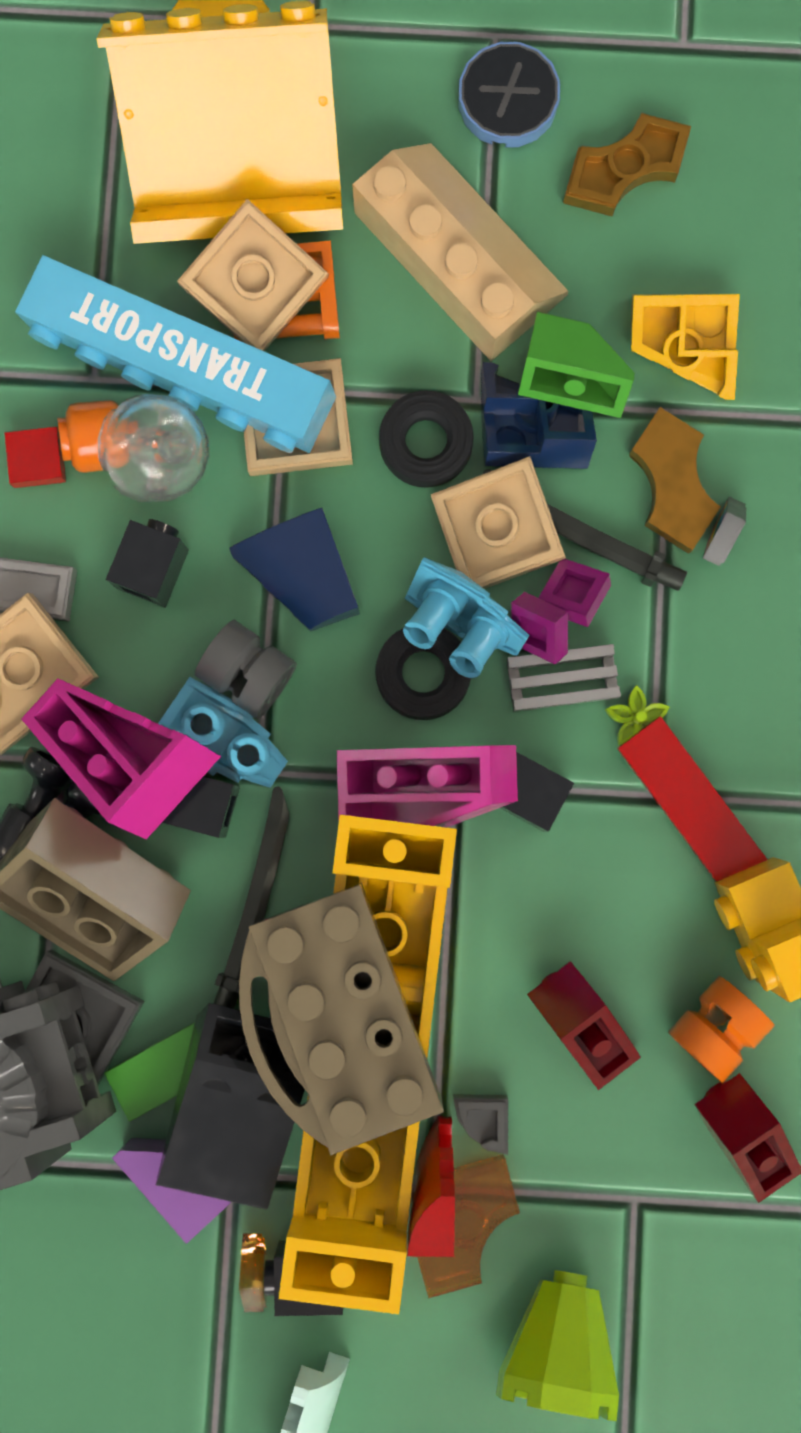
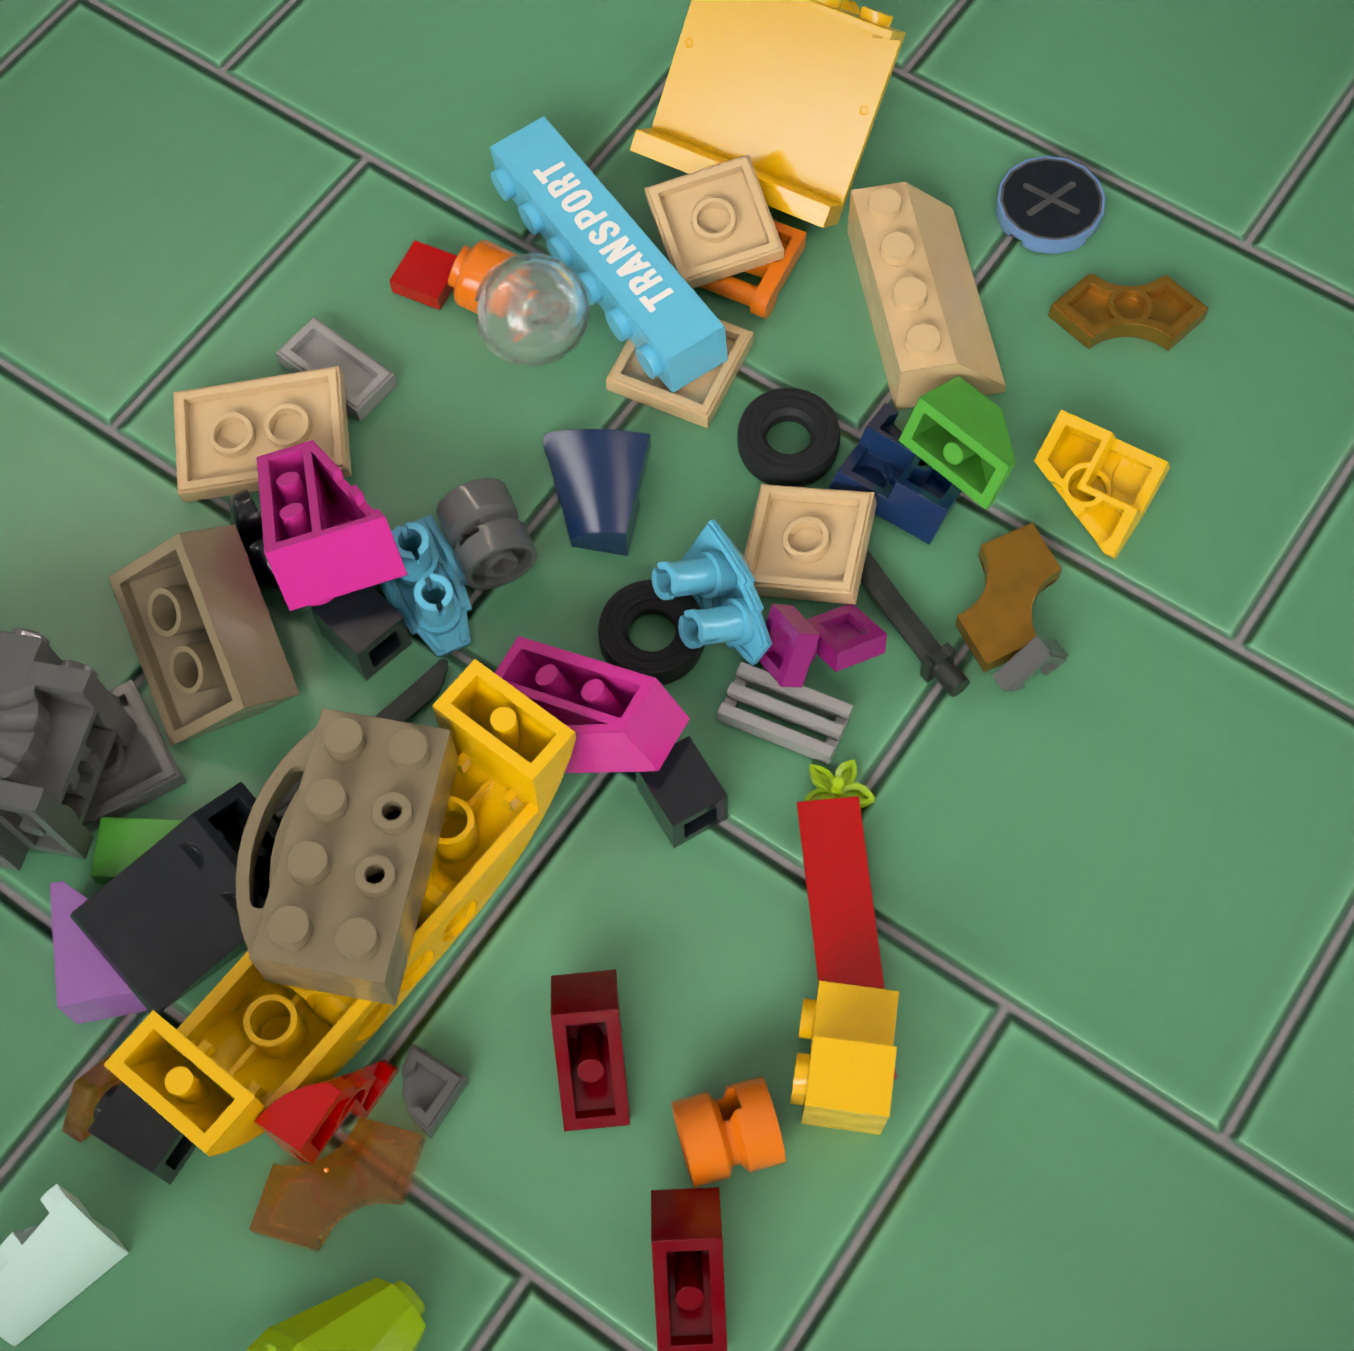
camera: 30 degrees right, 20 degrees down
(148, 561) = (463, 402): black brick -> none

